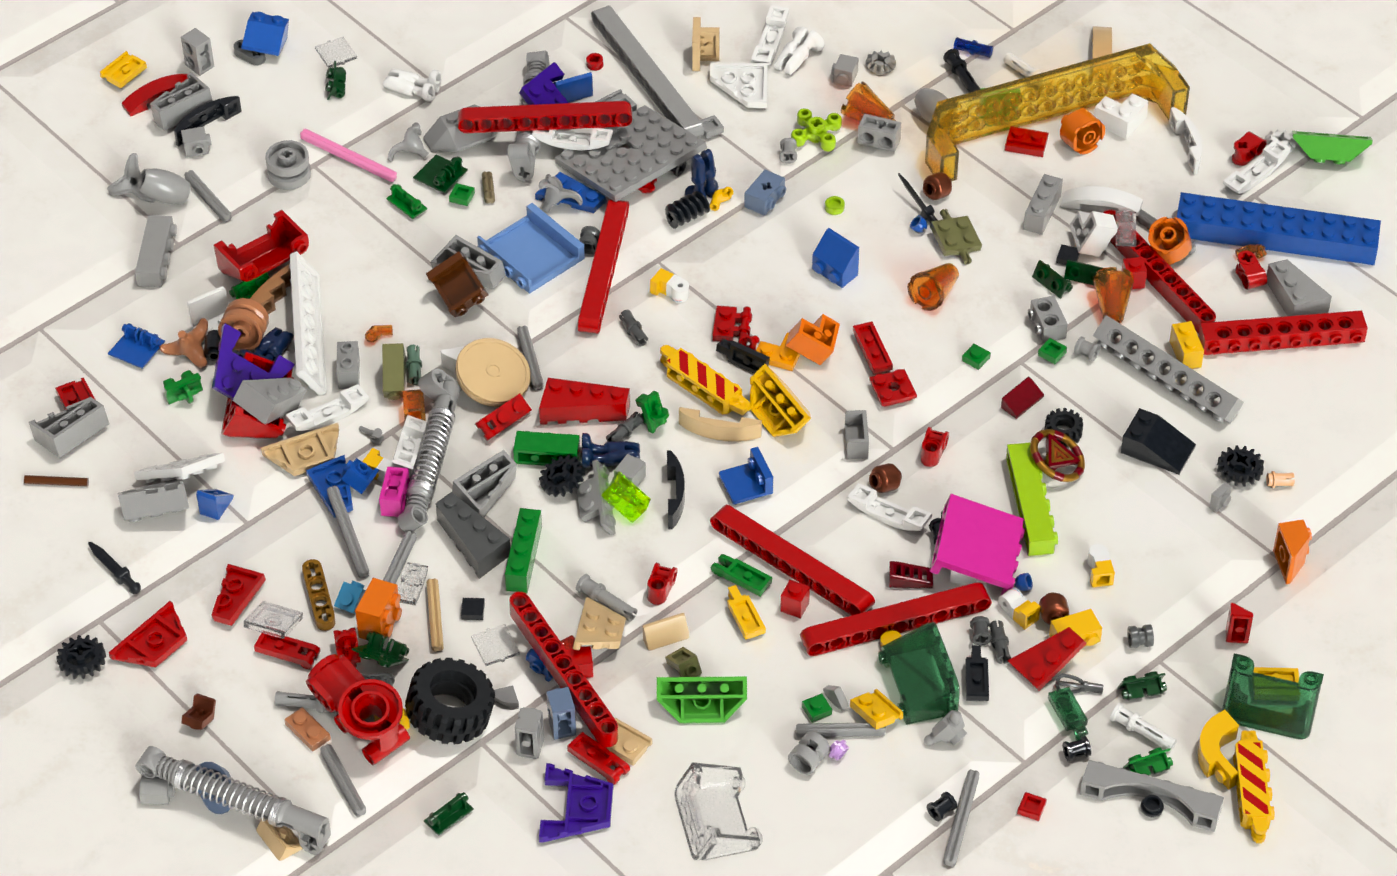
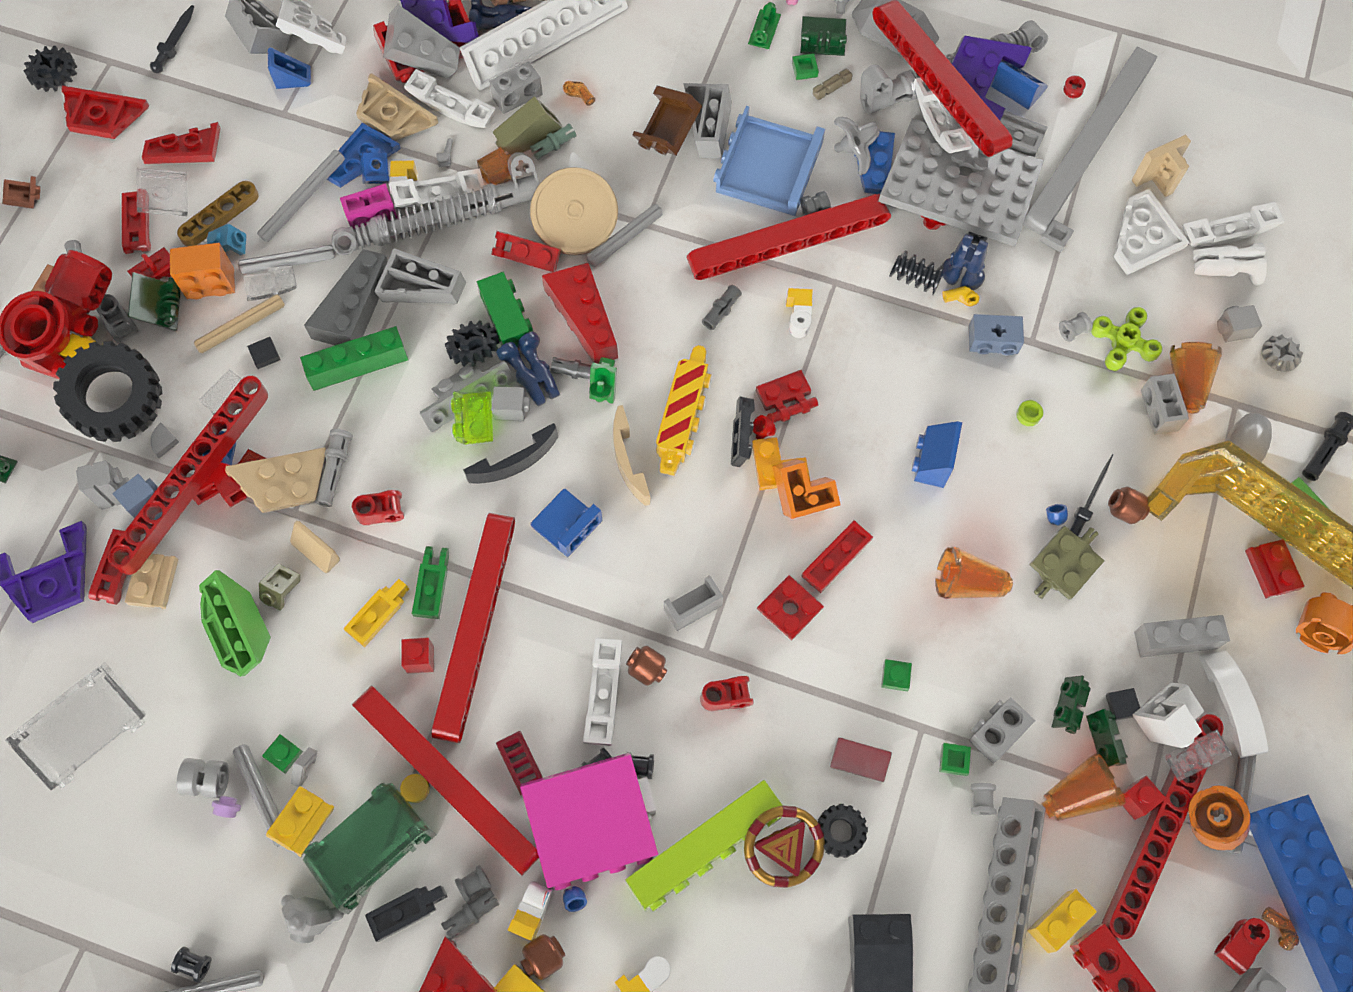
camera: 60 degrees right, 20 degrees up
(776, 404) = (689, 501): yellow wedge -> none

